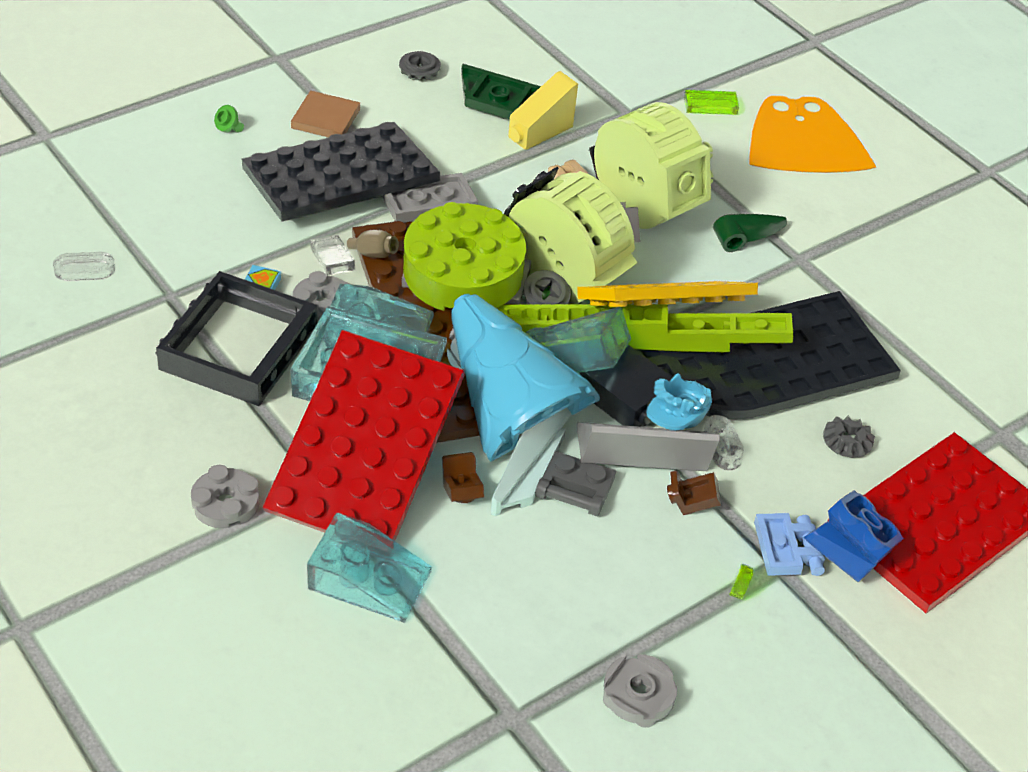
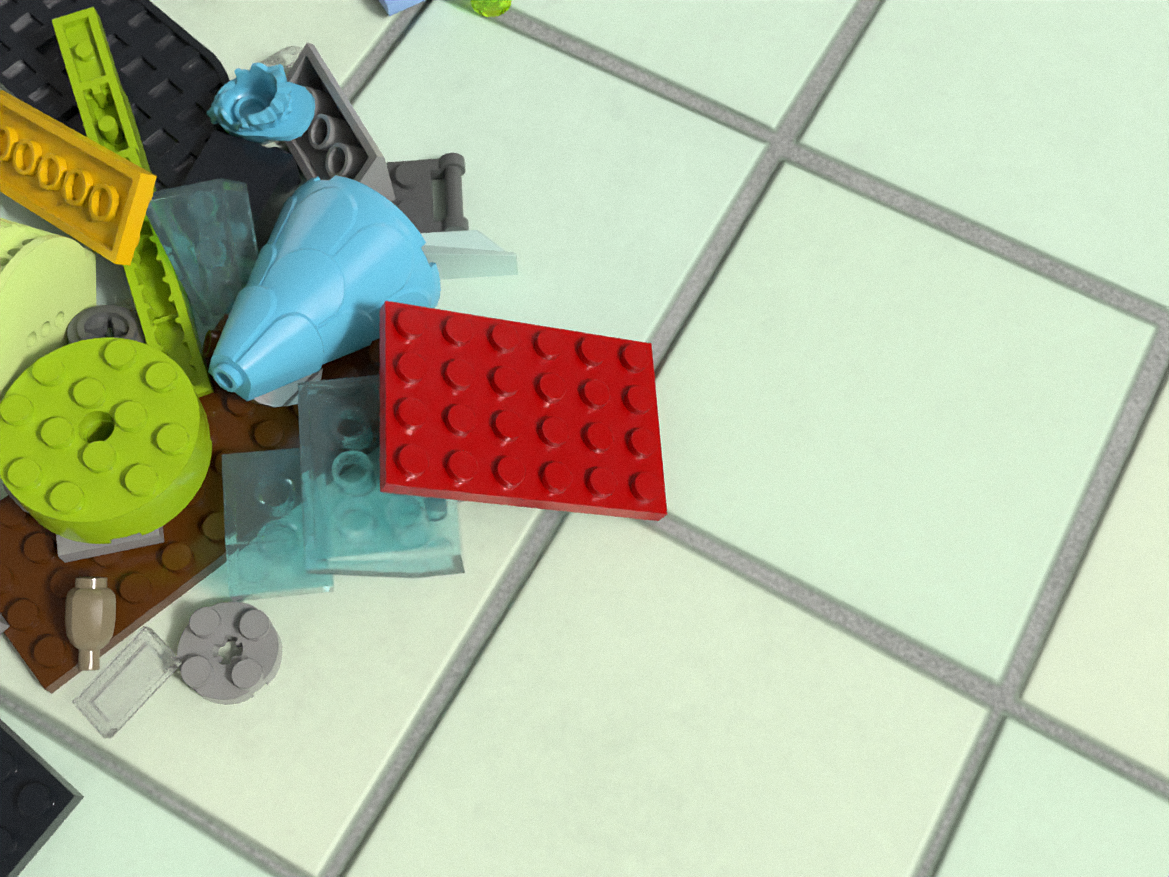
camera: 110 degrees left, 20 degrees up
(220, 482) = (652, 593): light grey plate -> none
(264, 276) = (229, 763): tile -> none
(298, 313) = (371, 637): black window -> none
(366, 569) = (694, 353): clear light blue slope -> none
(460, 477) = (502, 300): reddish brown bracket -> none
(634, 706) = (680, 59): light grey plate -> none
(694, 493) = (382, 72): reddish brown bracket -> none

